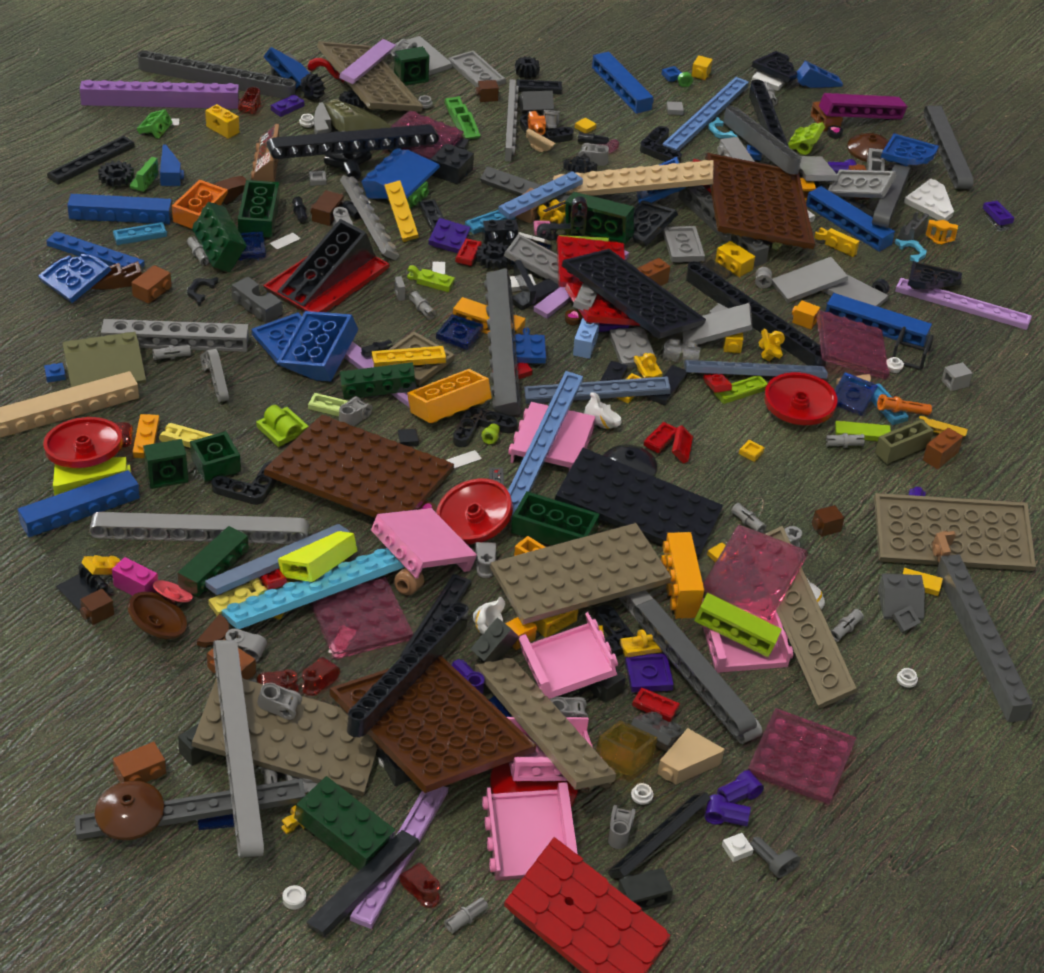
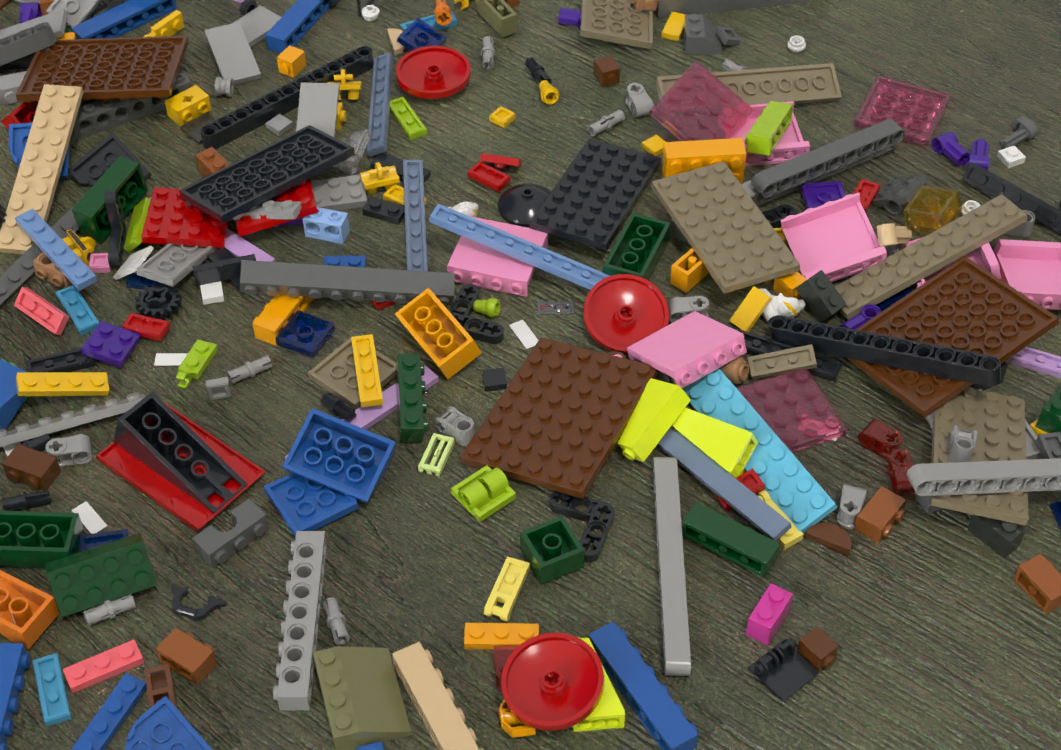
camera: 85 degrees left, 5 degrees up
(100, 565) = (753, 646): yellow plate -> none
(154, 252) = (103, 666): none -> coral plate
(157, 615) = (831, 582): reddish brown dish -> none
(165, 463) = (573, 596): dark green brick -> none
(172, 591) = (784, 574): coral dish -> none
(211, 361) = (382, 554): light grey beam -> none
(341, 516) = (652, 418): none -> neon yellow slope
(415, 613) = (782, 362): none -> dark tan plate
(481, 596) = (750, 309): none -> yellow tile
(485, 201) = (41, 311): none -> coral plate
(499, 231) = (115, 295): black brick -> none
(565, 689) = (893, 235): none -> tan piece
(573, 317) = (279, 239): reddish brown tile -> none
(639, 645) = (798, 198): yellow hips -> none
(683, 244) = (155, 143): light grey plate -> none
(689, 757) = (921, 164): tan slope -> none
(717, 382) = (404, 129): red plate -> none
(789, 479) = (549, 93): none -> yellow cone
(820, 473) = (536, 70): none -> black axle
(852, 344) = (347, 31): clear pink plate -> none
(870, 431) = (471, 41): lime tile -> none

